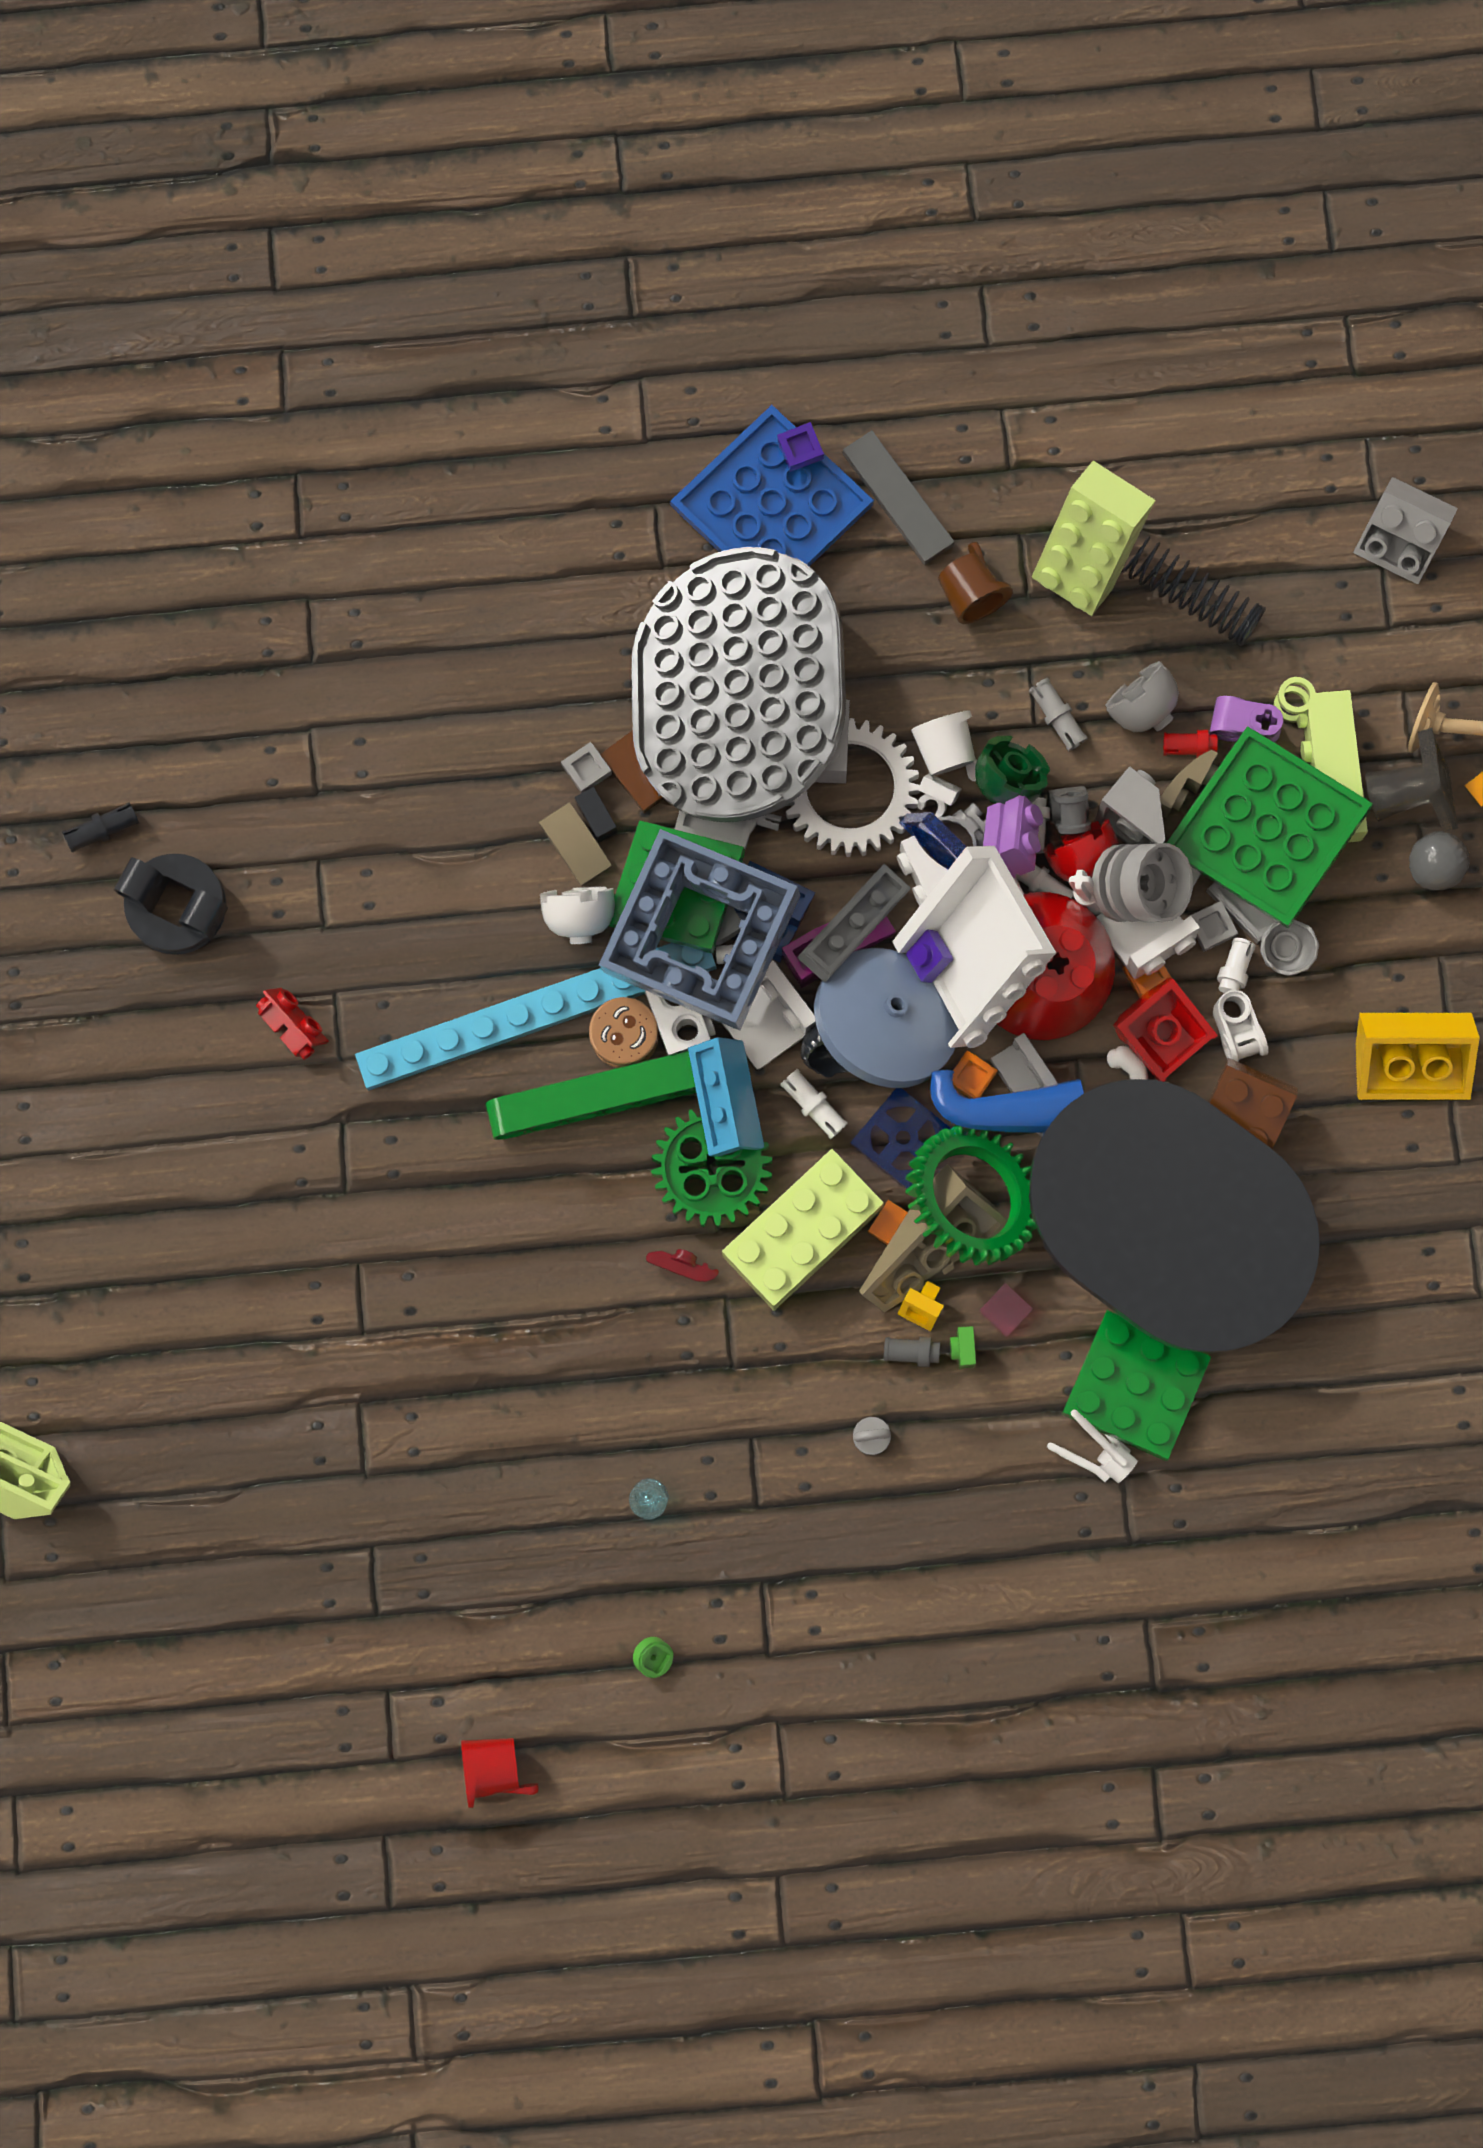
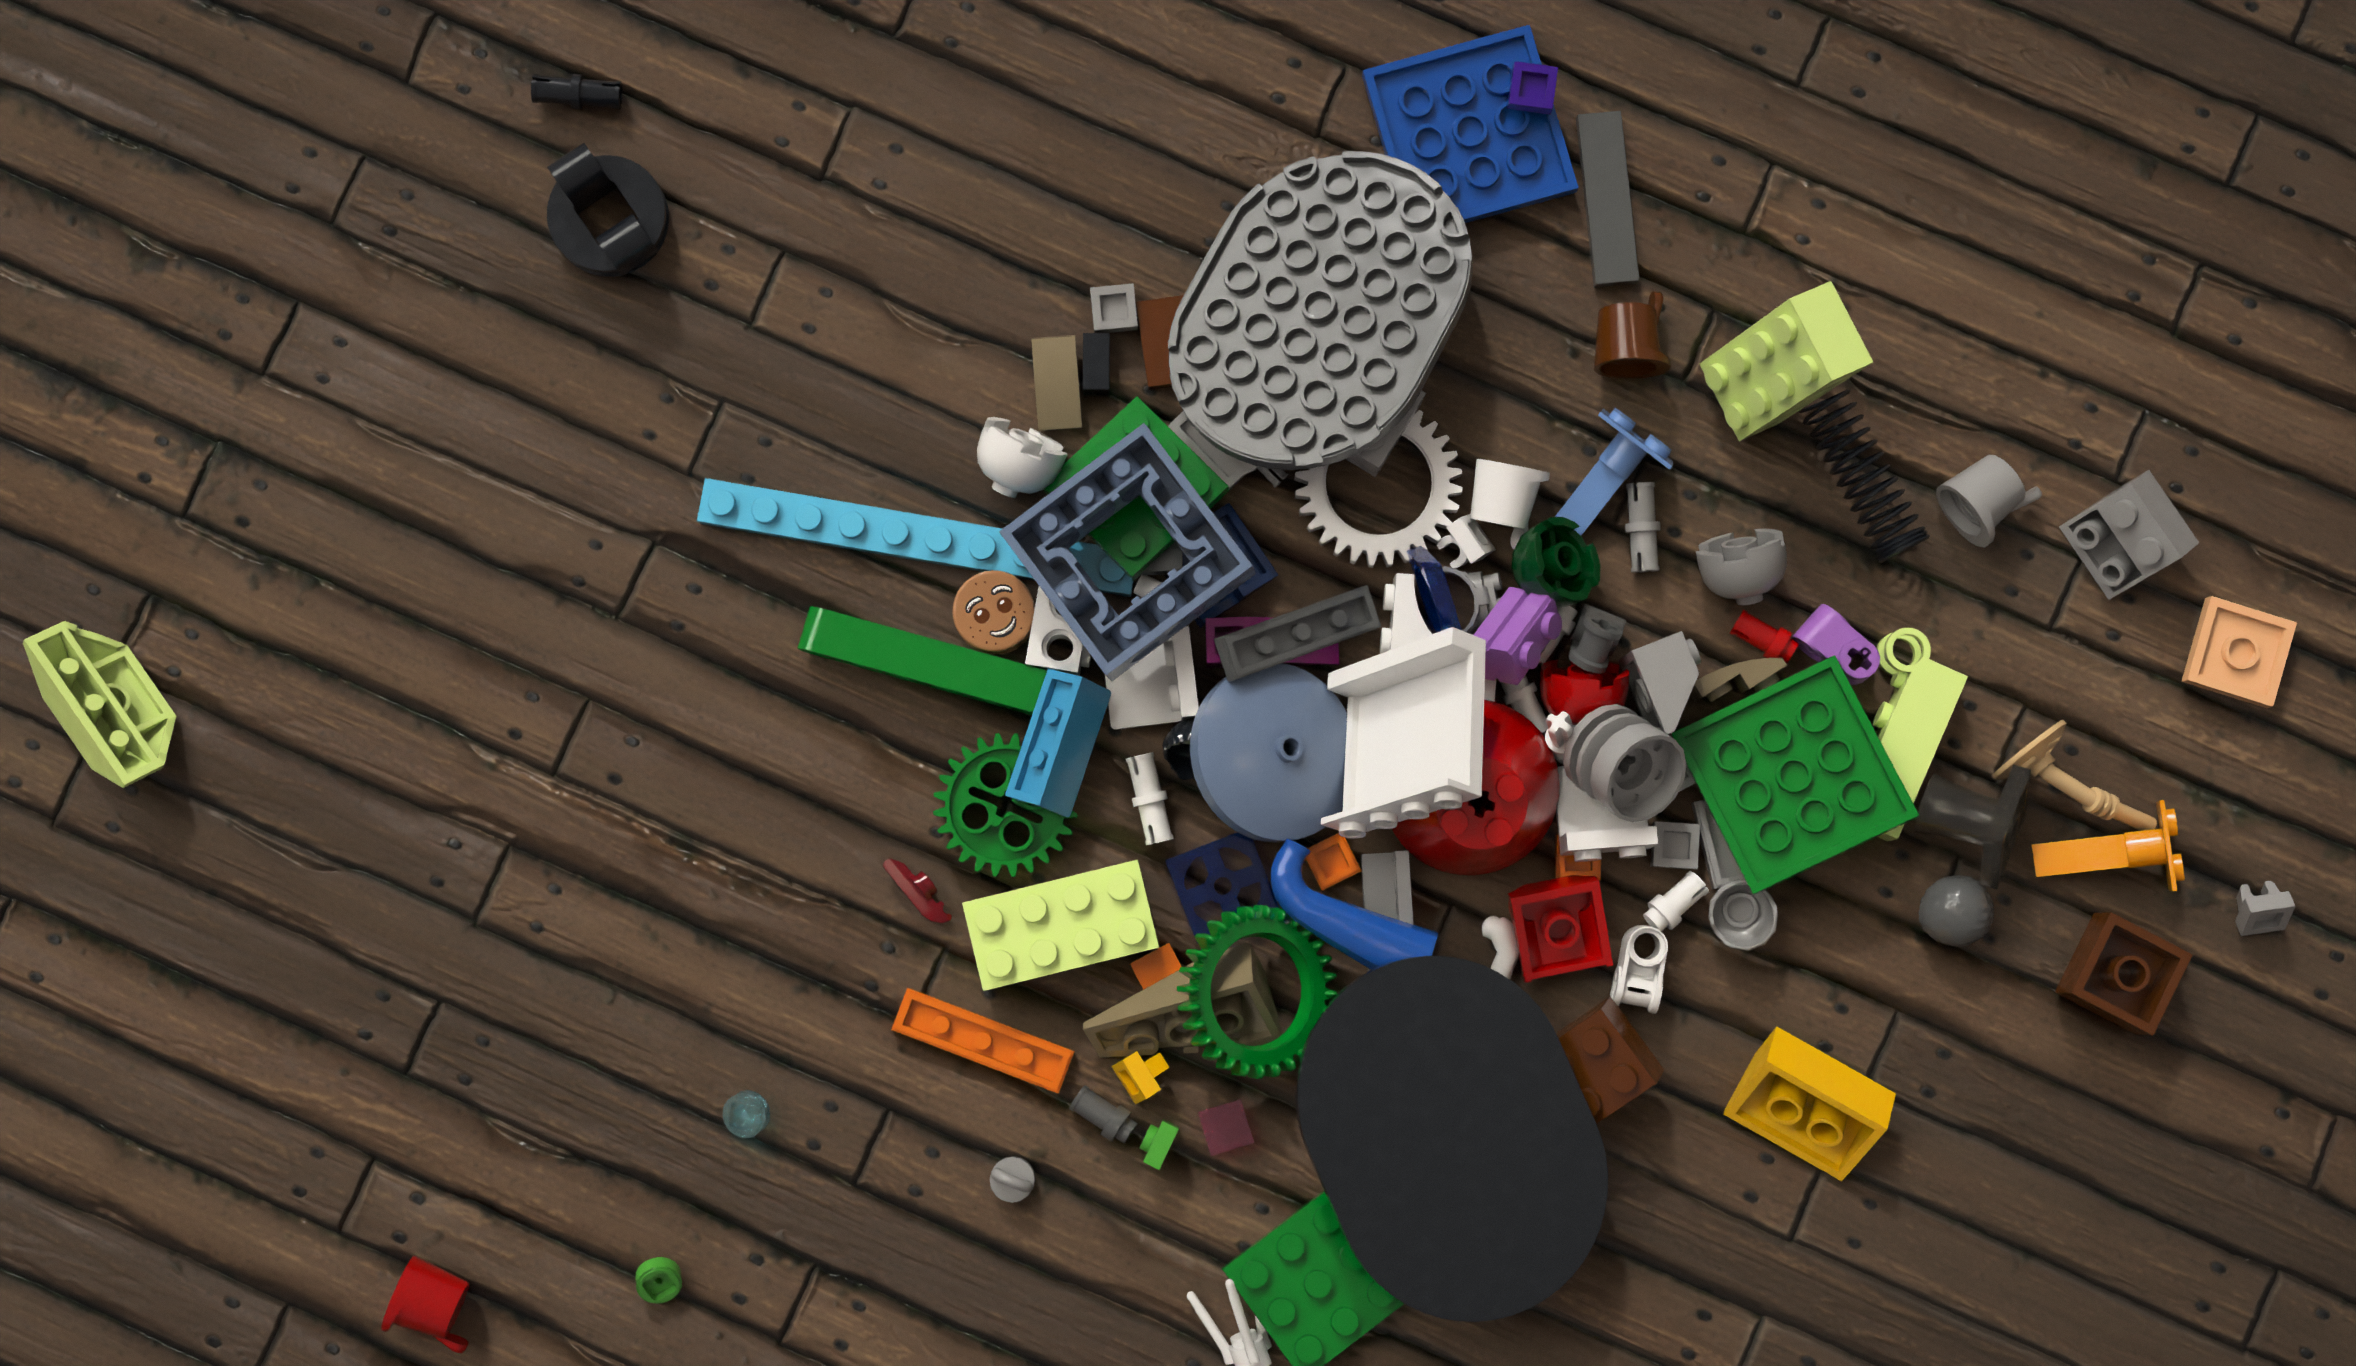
camera: 25 degrees right, 5 degrees up
(280, 1009) = (657, 388): red hinge -> none
(792, 1347) = (983, 1040): none -> orange tile
(929, 956) = (1356, 712): dark purple plate -> none
(1012, 684) = (1611, 469): none -> medium blue piece
(1287, 561) = (1983, 497): none -> light grey hat

